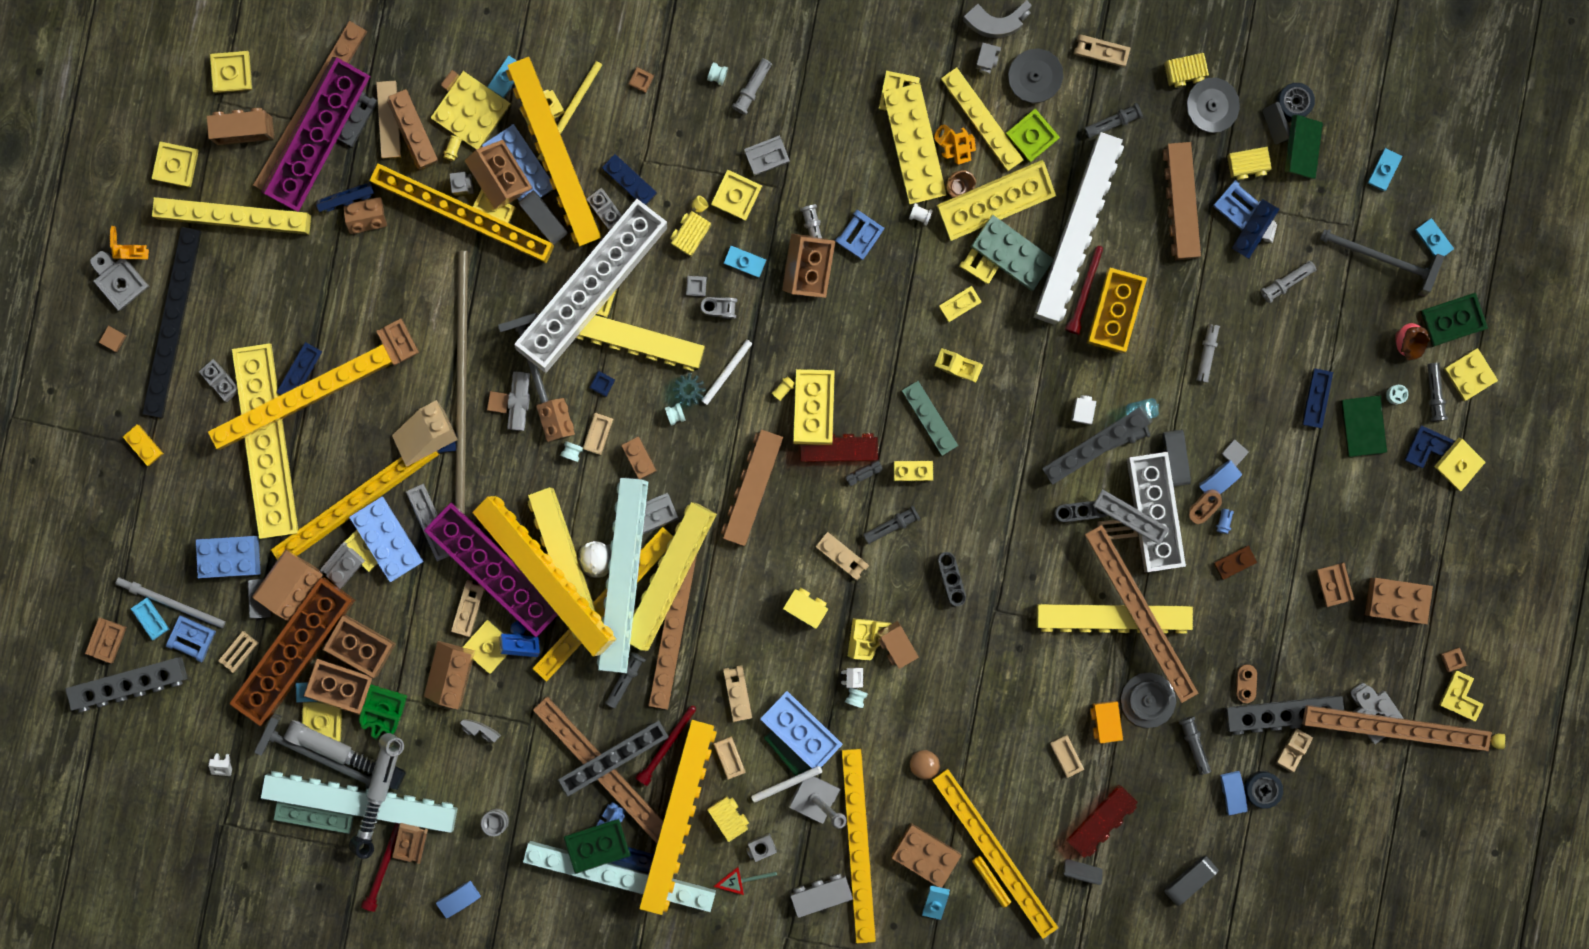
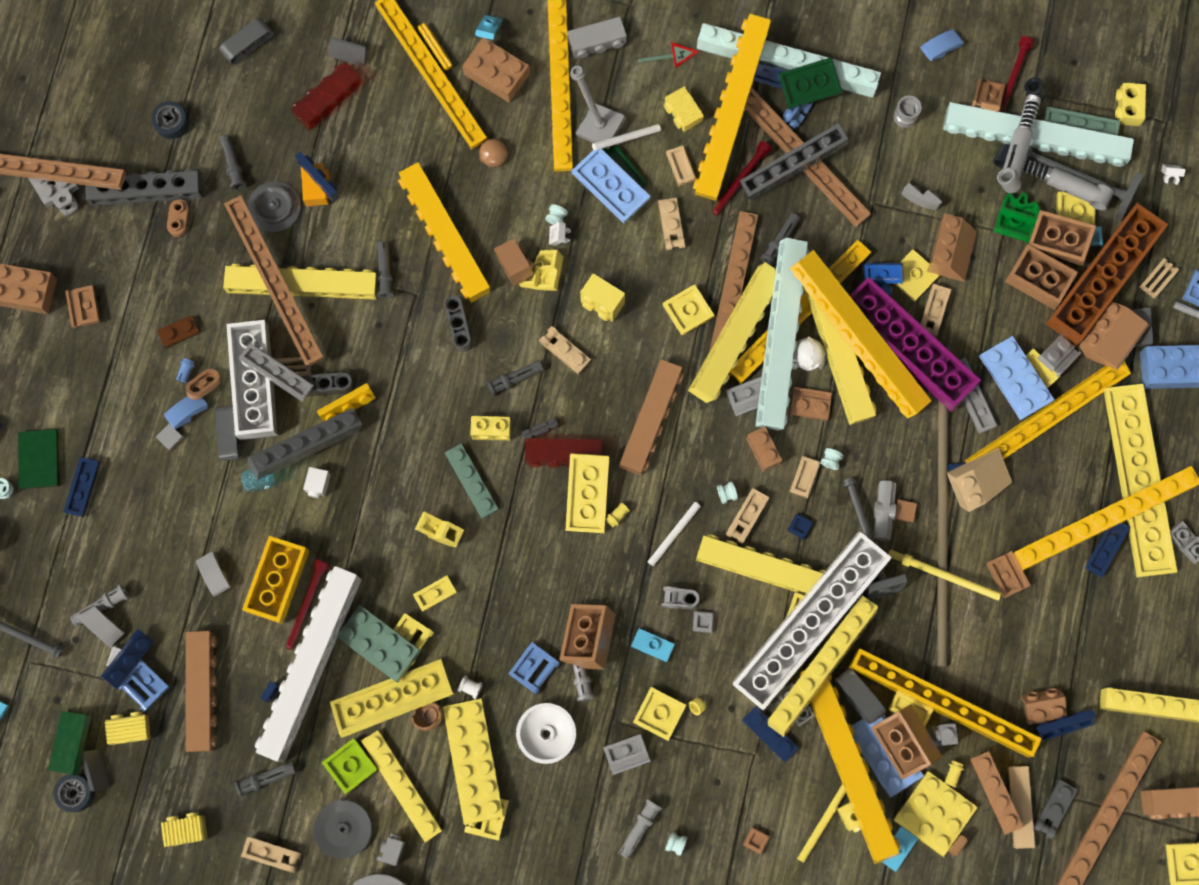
camera: 175 degrees left, 10 degrees down
(256, 838) = (1135, 105): none -> light yellow brick
(315, 133) = (1098, 791): magenta brick -> none
(495, 352) = (908, 560): none -> light yellow bar
(555, 419) = (847, 490): medium nougat bracket -> none
(579, 242) = (822, 666): none -> light yellow brick
(593, 508) = (810, 403): none -> medium nougat plate
(654, 392) = (747, 515): none -> tan plate
(691, 233) = (707, 675): light yellow brick -> none
(694, 394) = (705, 512): clear light blue gear -> none
(718, 601) = (688, 310): none -> light yellow plate
(767, 841) = (651, 89): light grey brick -> none
(850, 158) = (531, 729): none -> white dish
(952, 139) = (434, 760): light orange piece -> none
(970, 675) = (444, 232): none -> yellow brick
(1029, 624) = (384, 278): none -> dark grey pin
(1059, 490) = (354, 399): none -> yellow plate
(1066, 756) = (356, 157): tan tile -> none
(1103, 725) = (317, 176): none -> dark blue plate
(1114, 202) = (270, 692): none -> dark blue tile
(1179, 315) = (213, 574): none -> light grey slope
(1208, 353) = (184, 544): light grey pin -> none
(1213, 105) = (159, 791): dark grey piece -> none
(1234, 793) = (198, 117): medium blue slope -> none
(1283, 259) = (102, 626): none -> light grey slope
(1294, 750) = (138, 156): tan slope -> none

